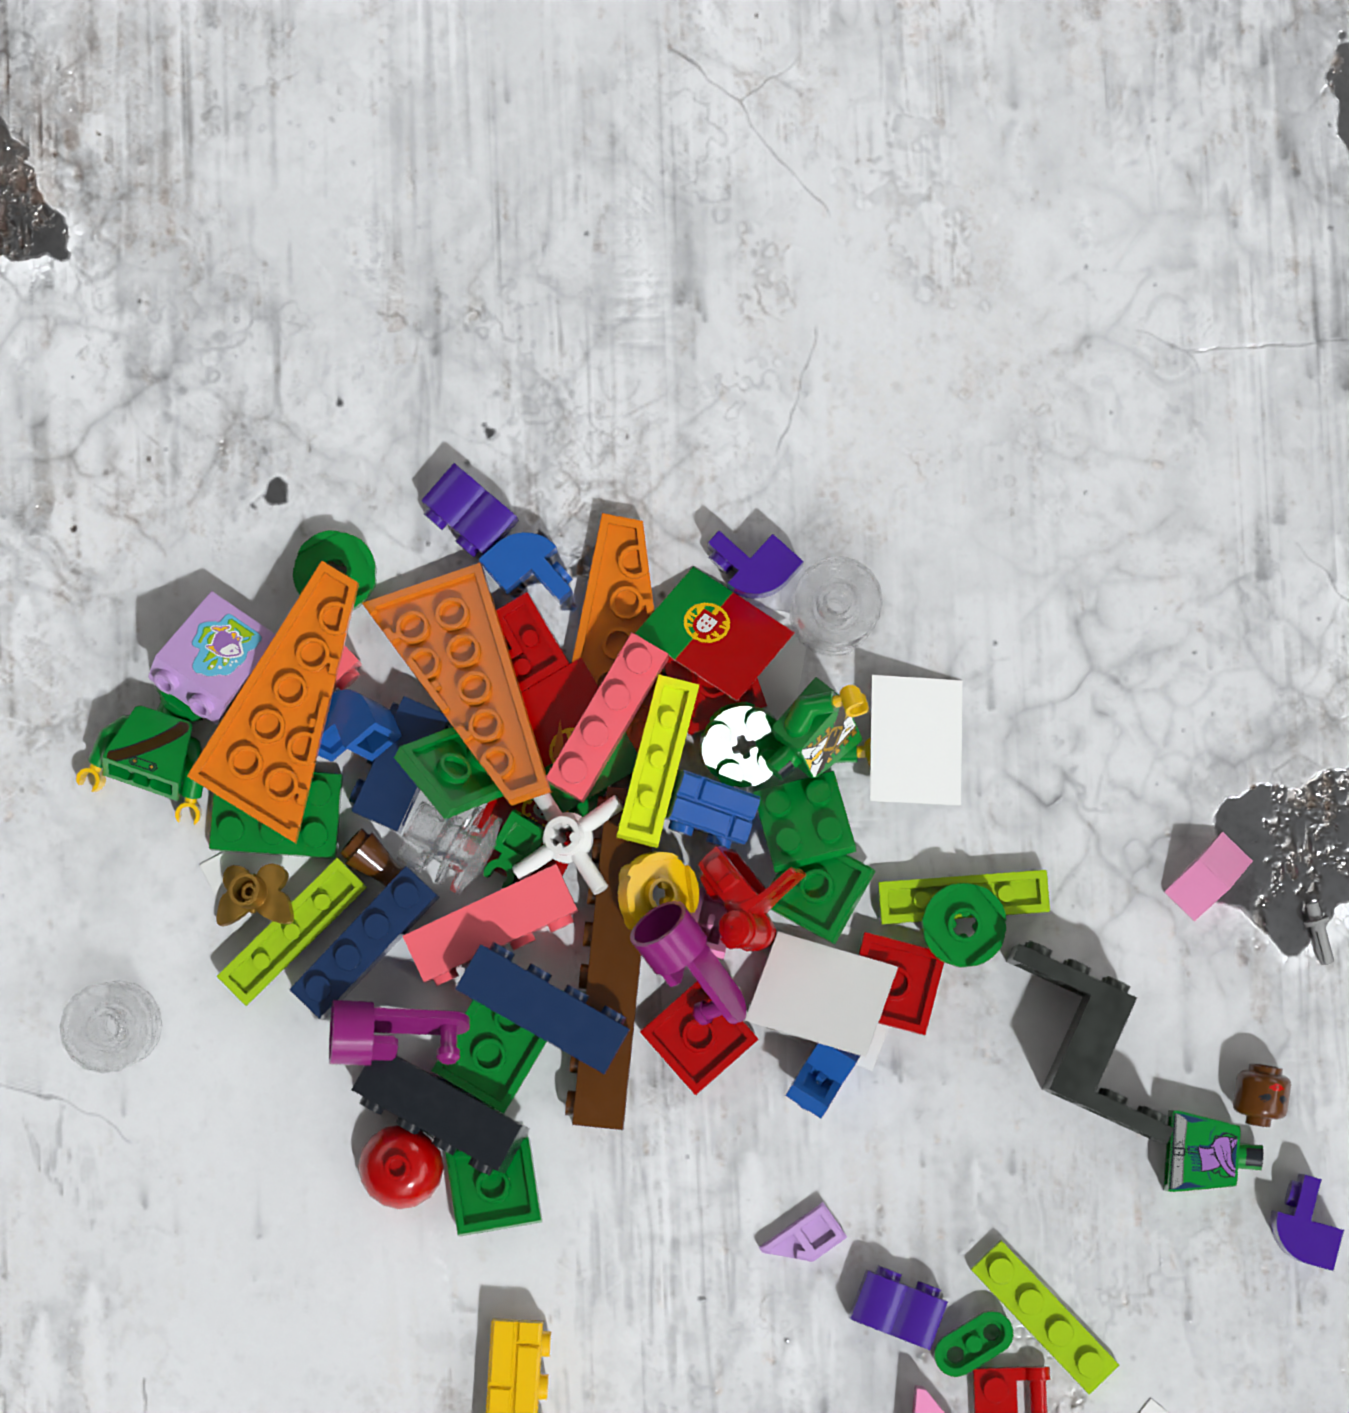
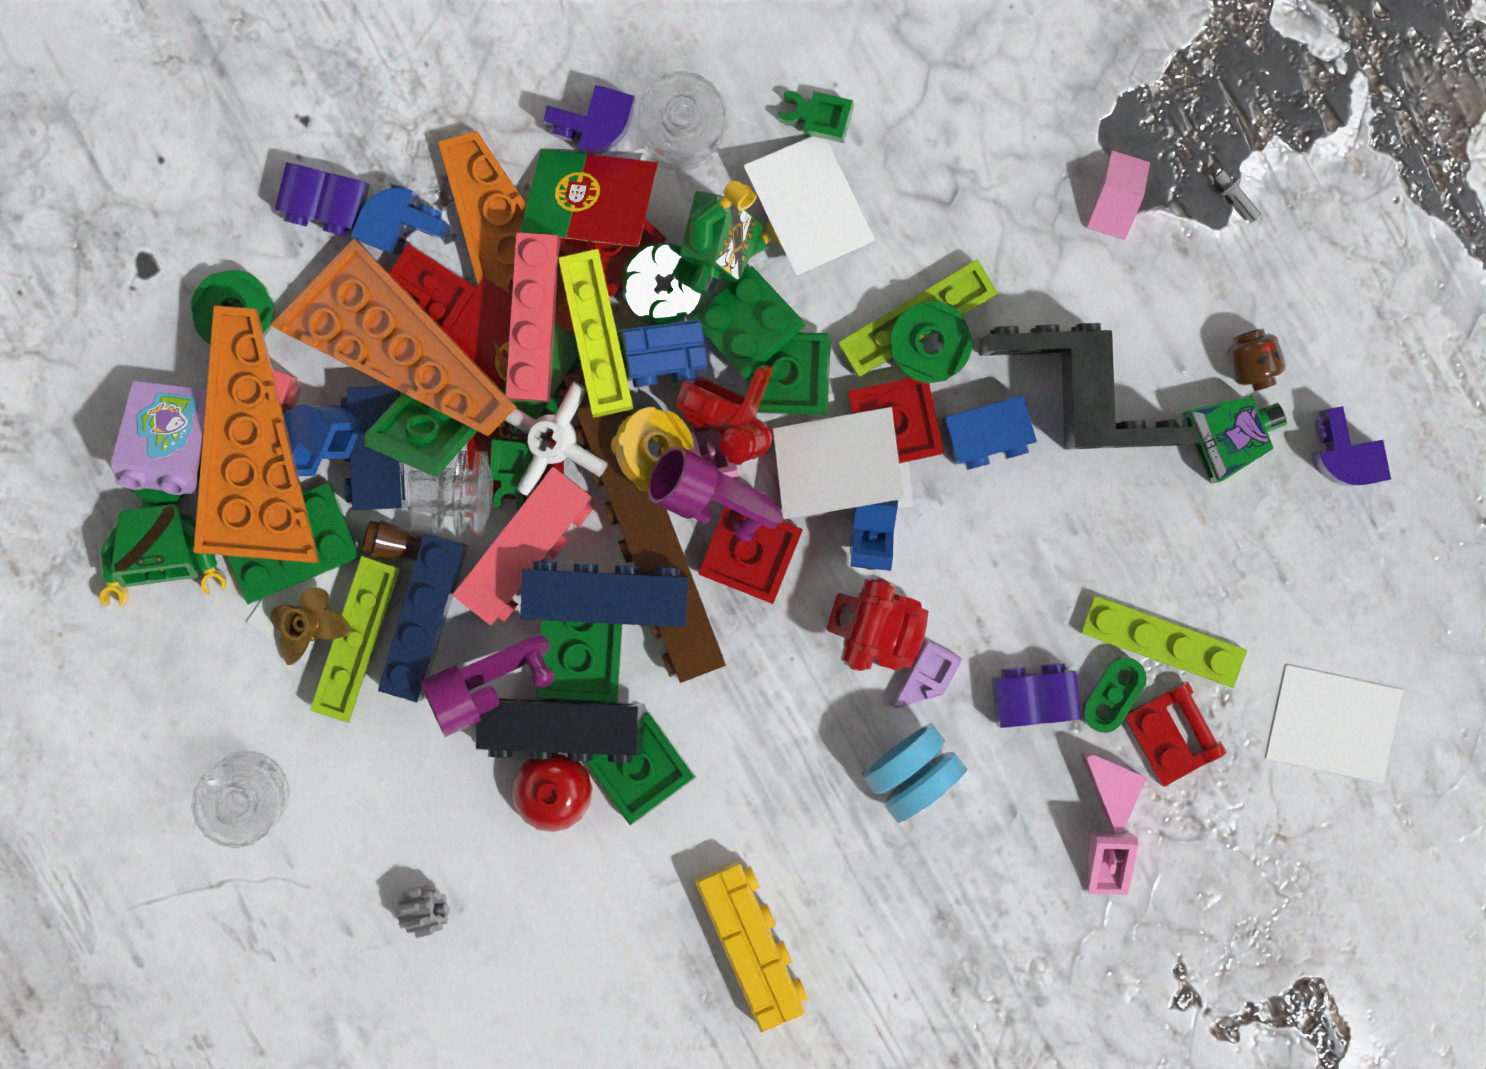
camera: 25 degrees left, 5 degrees up
(224, 1217) = (422, 911): none -> light grey gear
(749, 1327) = (918, 777): none -> medium azure wheel
(787, 1169) = (884, 627): none -> red piece
(969, 666) = (823, 116): none -> green plate
(978, 1035) = (989, 431): none -> blue brick

